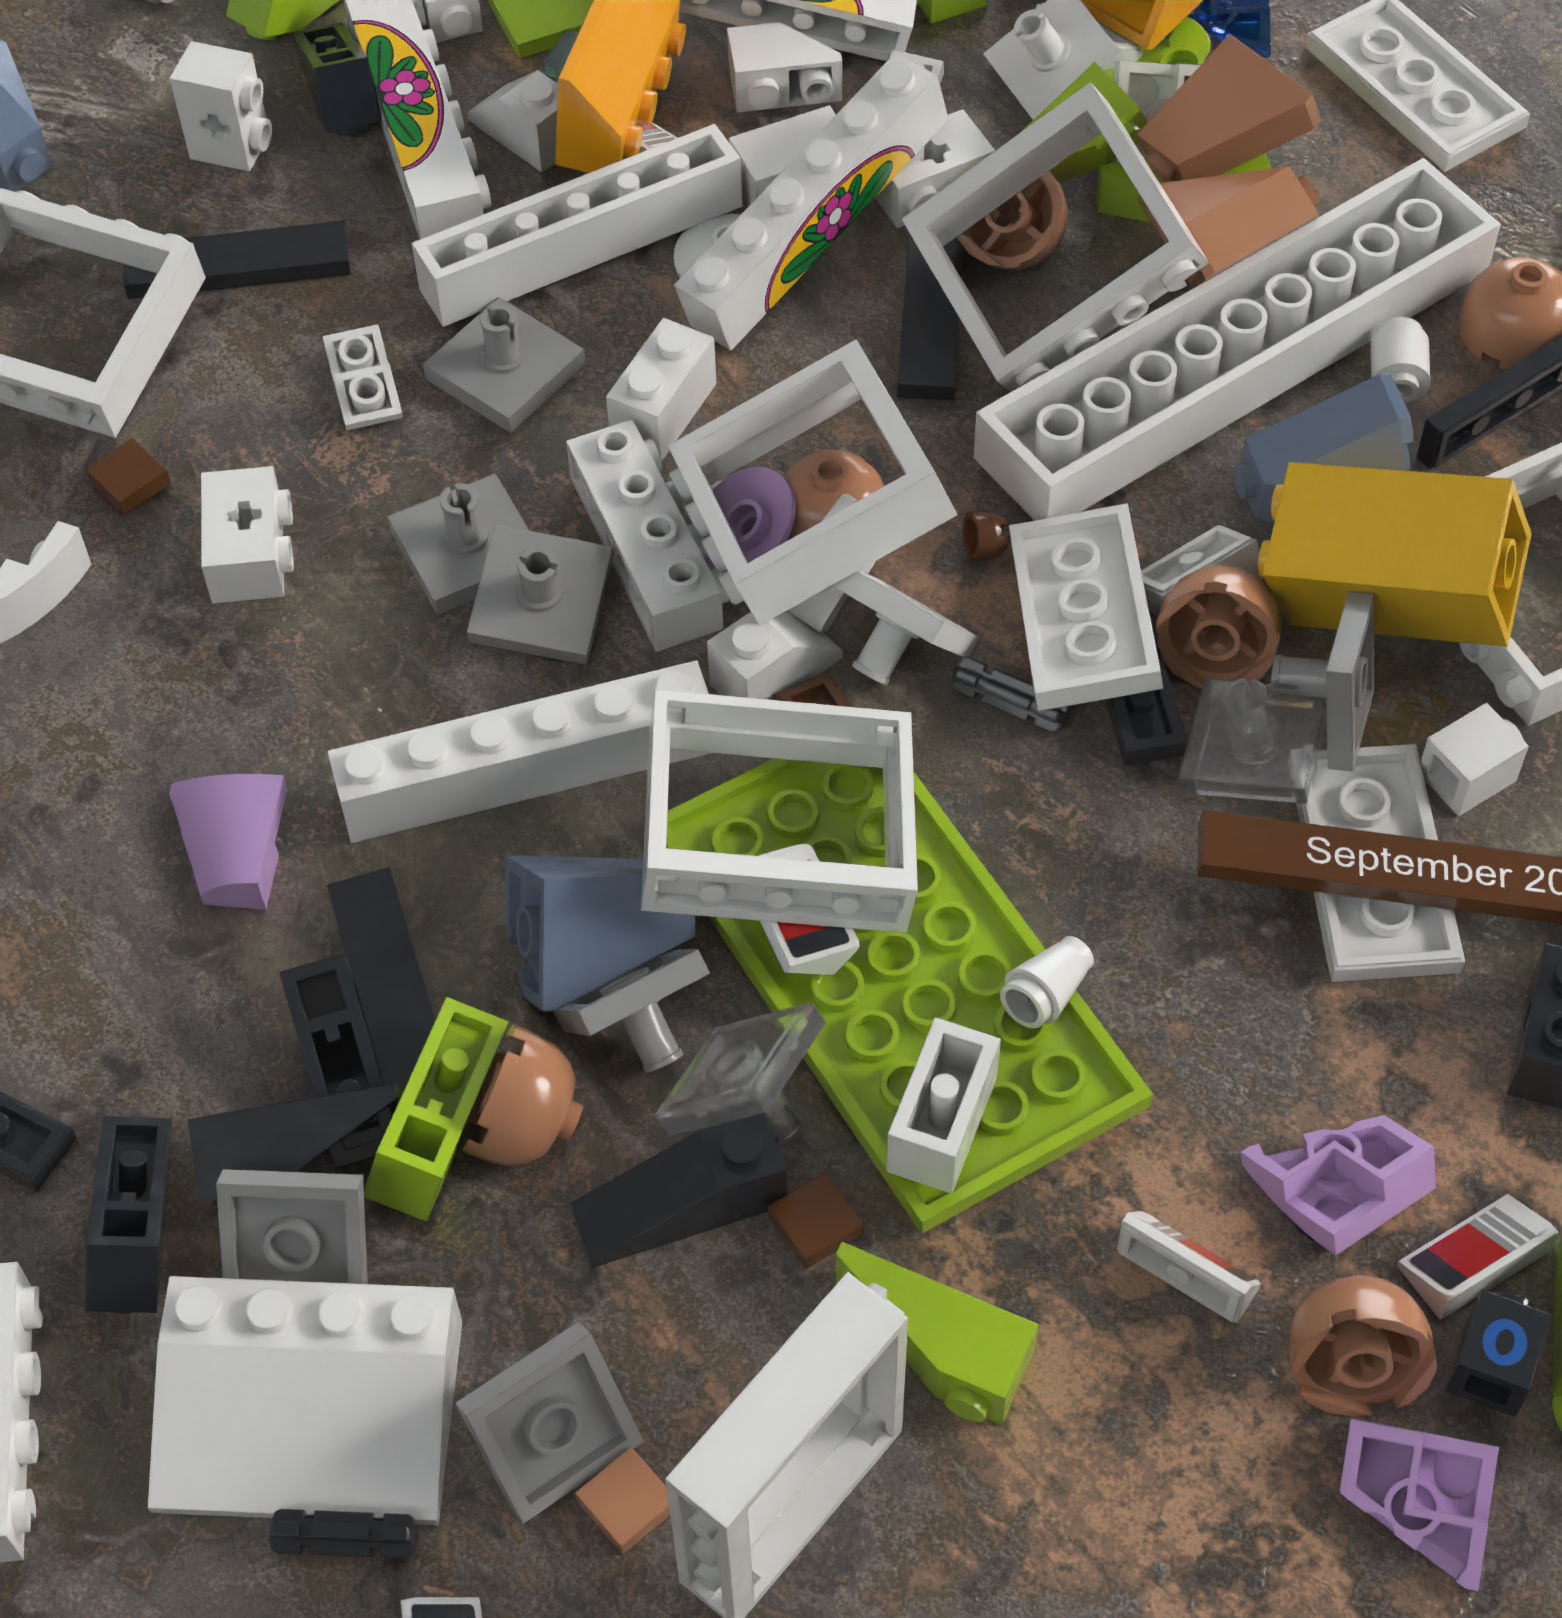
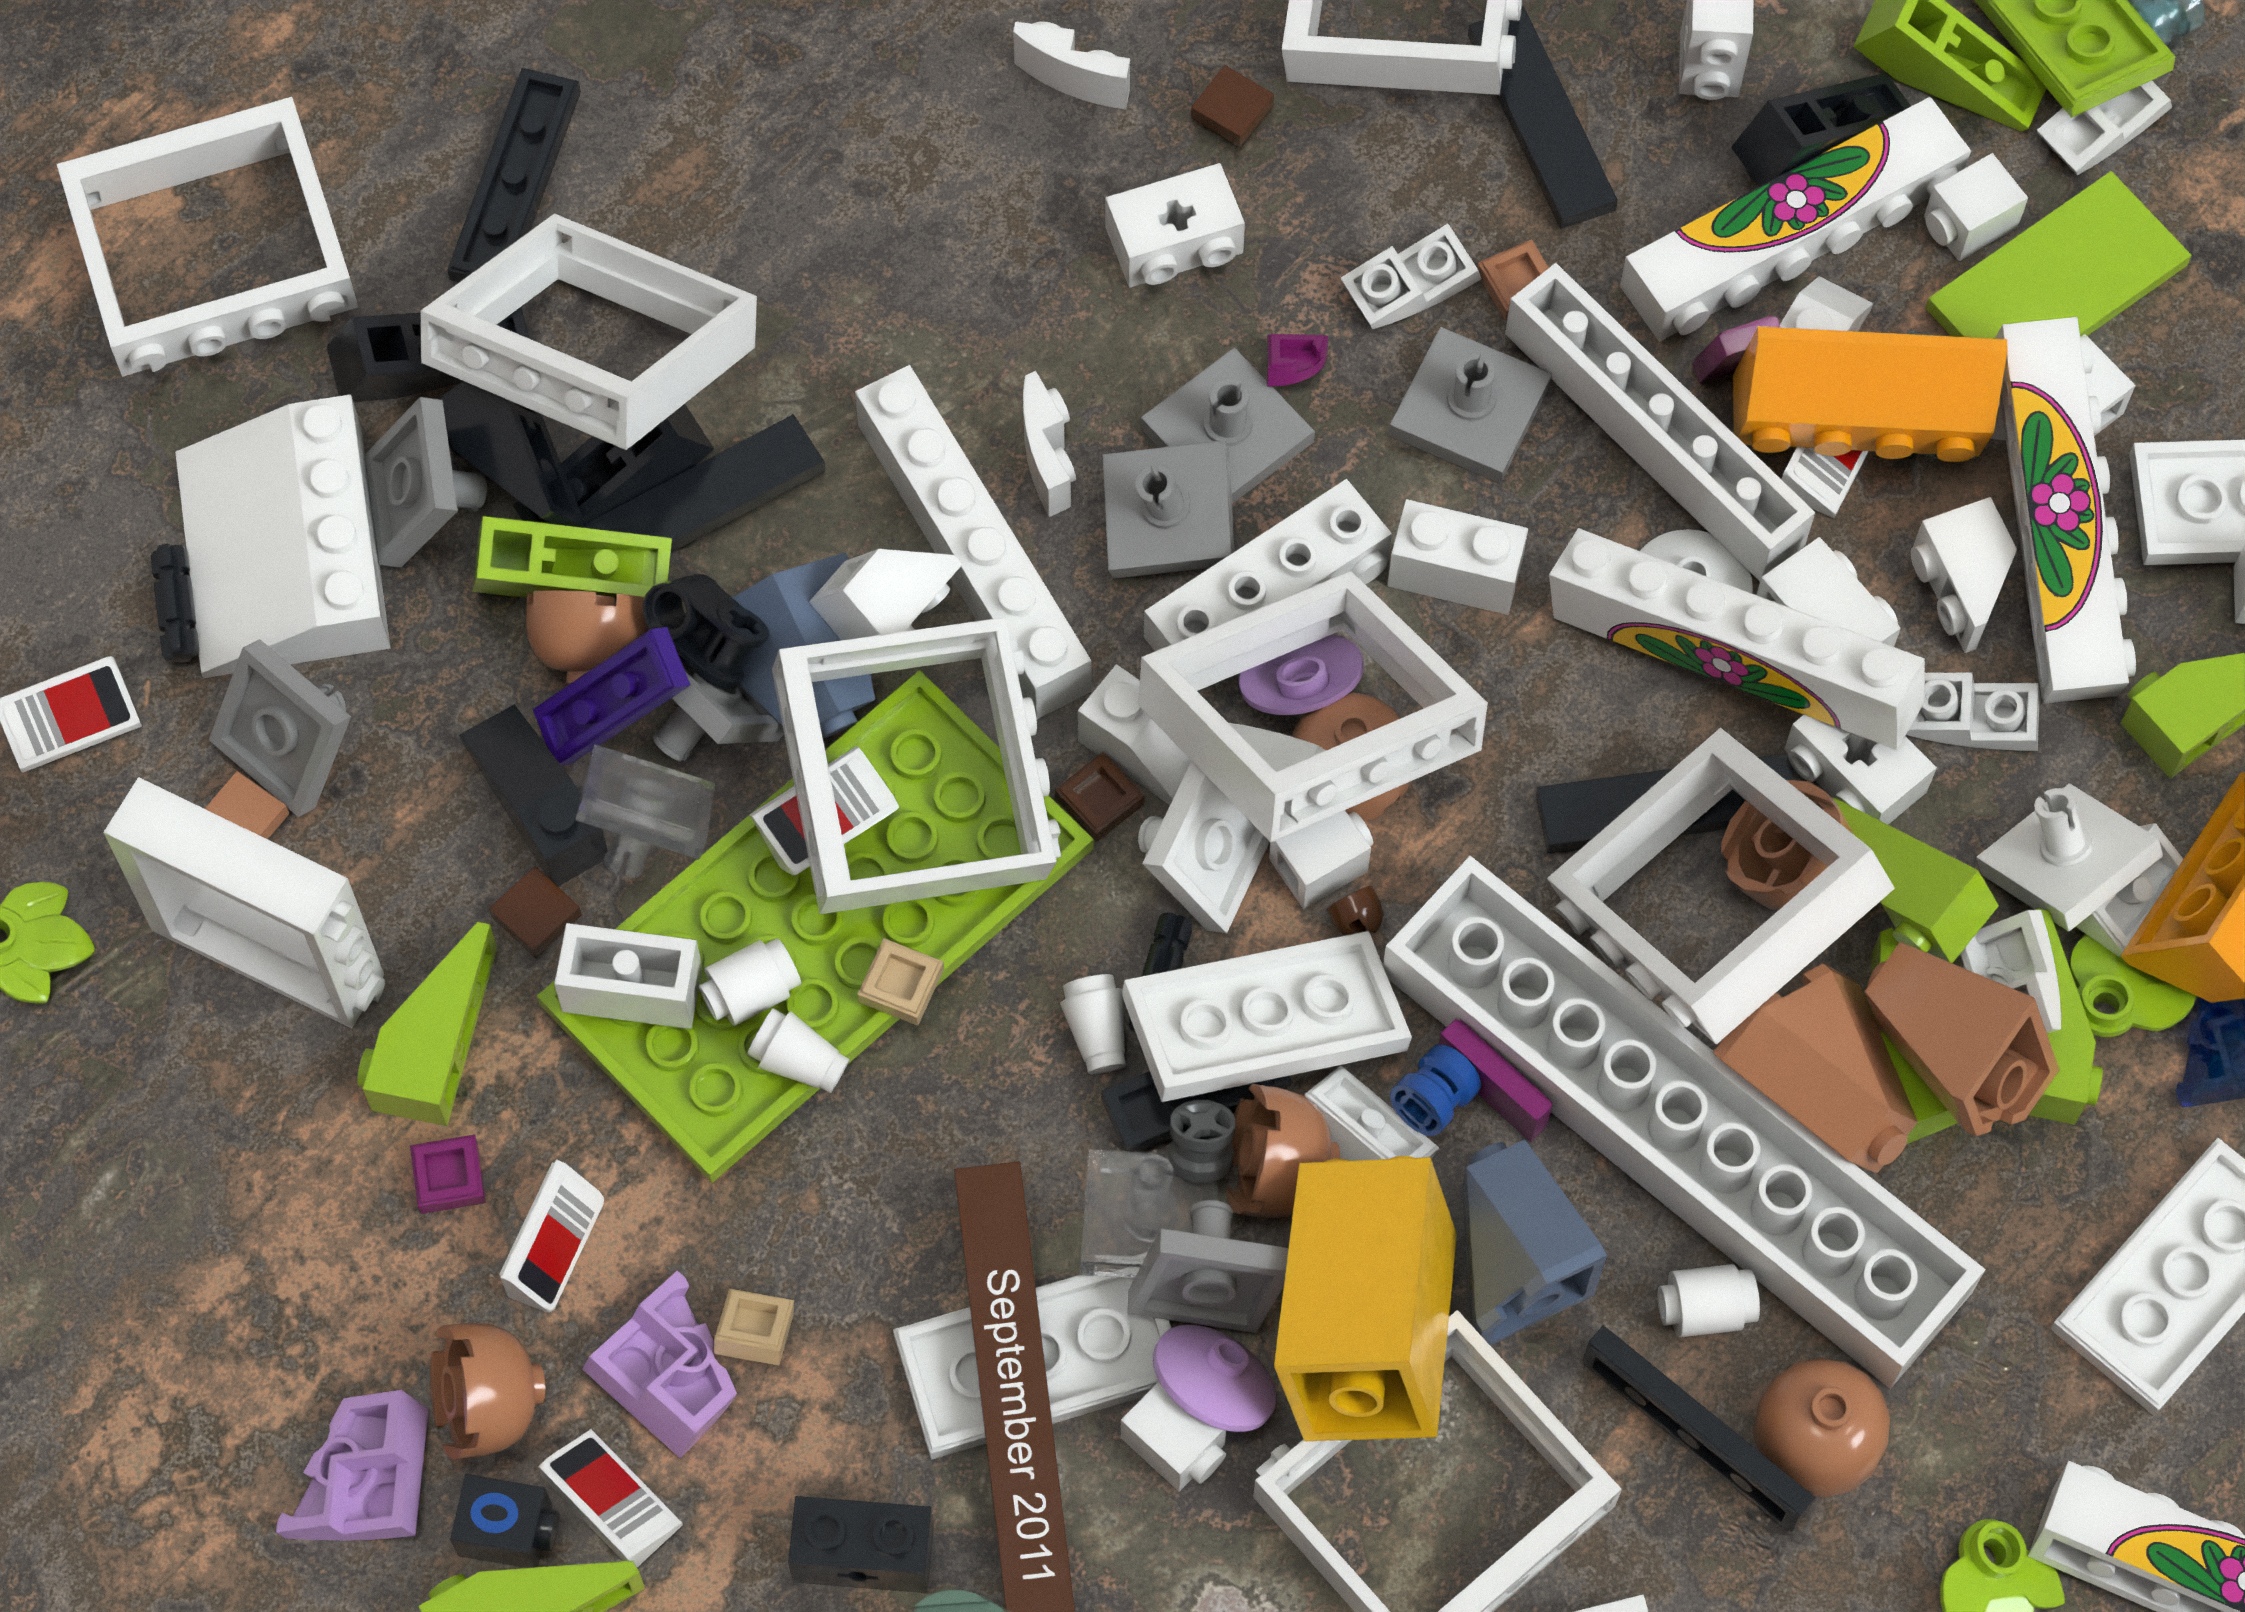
camera: 75 degrees right, 10 degrees up
(231, 835) = (830, 320): lavender slope -> none
(233, 1058) = (466, 342): none -> white window
(393, 306) = (1511, 272): none -> nougat tile
(412, 478) = (1294, 357): none -> magenta tile
(413, 680) = (1045, 445): none -> white slope
(534, 147) = (1727, 349): none -> magenta tile
(583, 959) = (712, 634): none -> black piece
(584, 813) = (883, 591): none -> white slope
(618, 1071) = (611, 696): none -> dark purple tile
(931, 560) = (1323, 856): none -> white brick
(964, 995) = (749, 981): none -> white brick
(985, 887) = (900, 981): none -> tan tile
(1051, 747) = (1096, 1021): none -> white cone
(1094, 1354) = (447, 1174): none -> magenta tile
(1172, 463) = (1501, 1083): none -> magenta tile
(1181, 505) = (1430, 1095): none -> blue wheel
(1197, 675) = (1201, 1141): none -> dark grey wheel
(1314, 1089) = (754, 1327): none -> tan tile
(1428, 711) = (1214, 1378): none -> lavender dish

